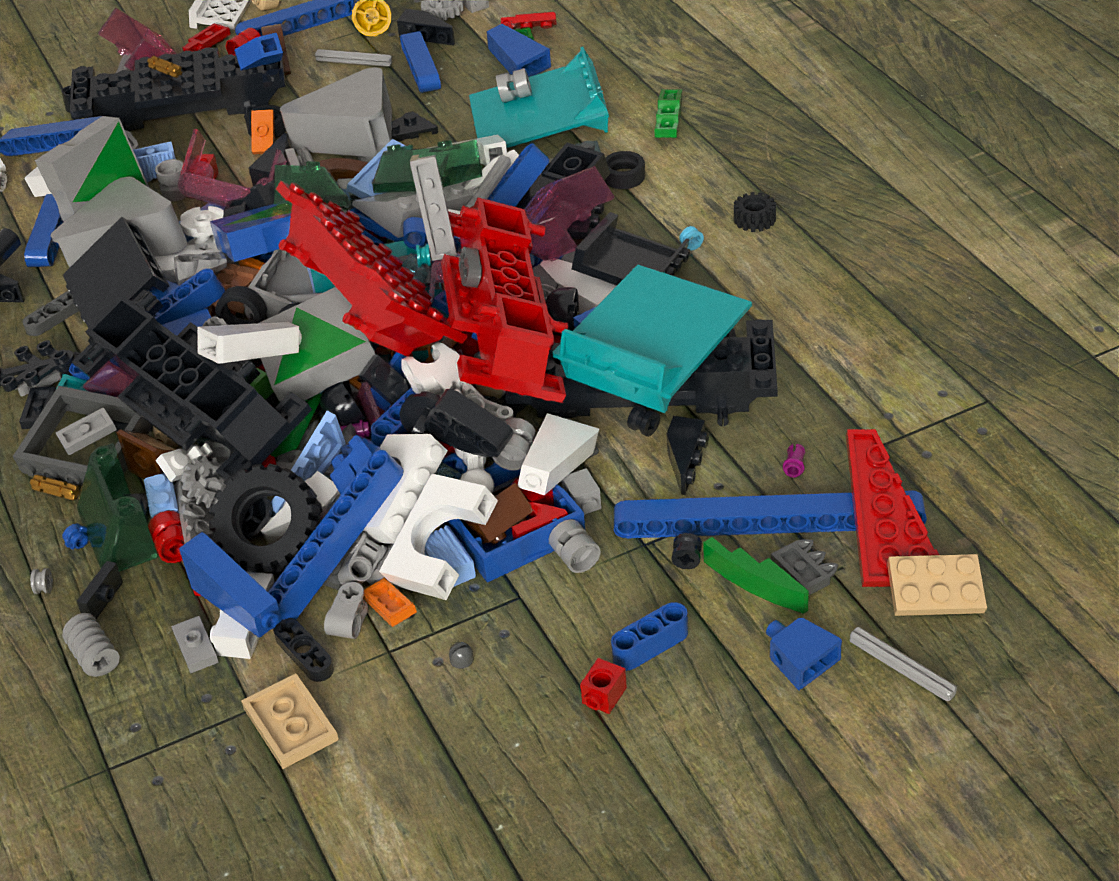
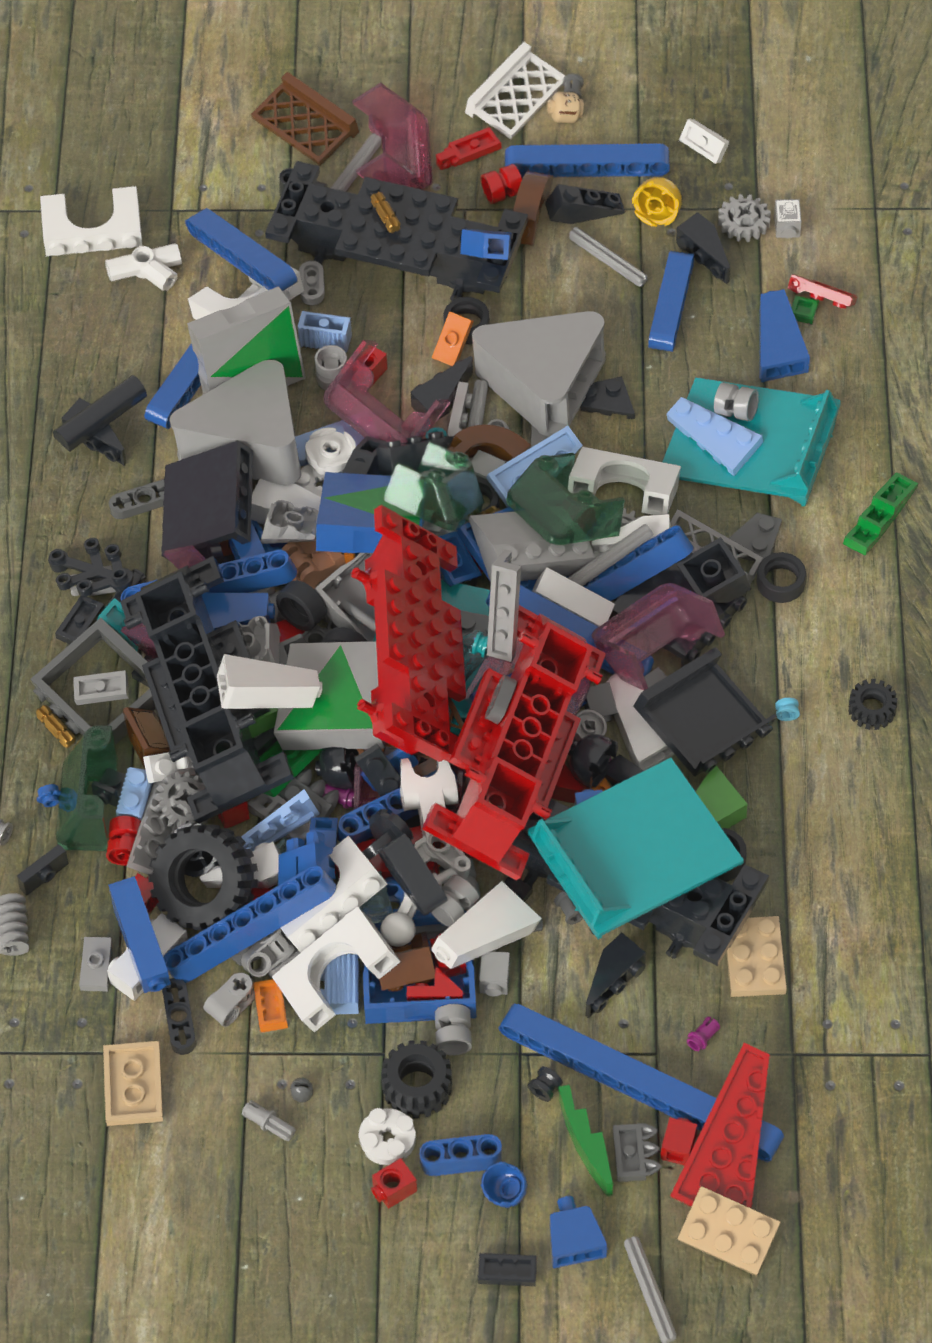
camera: 25 degrees right, 15 degrees up
(63, 55) = (320, 108): none -> reddish brown fence
(308, 38) = (579, 204): none -> black slope
(445, 691) = (268, 1120): none -> light grey axle
(515, 110) = (722, 438): none -> light blue wing
(575, 641) = (387, 1120): none -> white plate
(584, 593) = (417, 1059): none -> black tyre
(612, 422) = (564, 902): none -> dark grey bush
(709, 639) = (504, 1184): none -> blue hair
(760, 707) = (507, 1269): none -> black plate
(799, 398) = (757, 959): none -> tan plate
(838, 540) = (678, 1140): none -> red brick

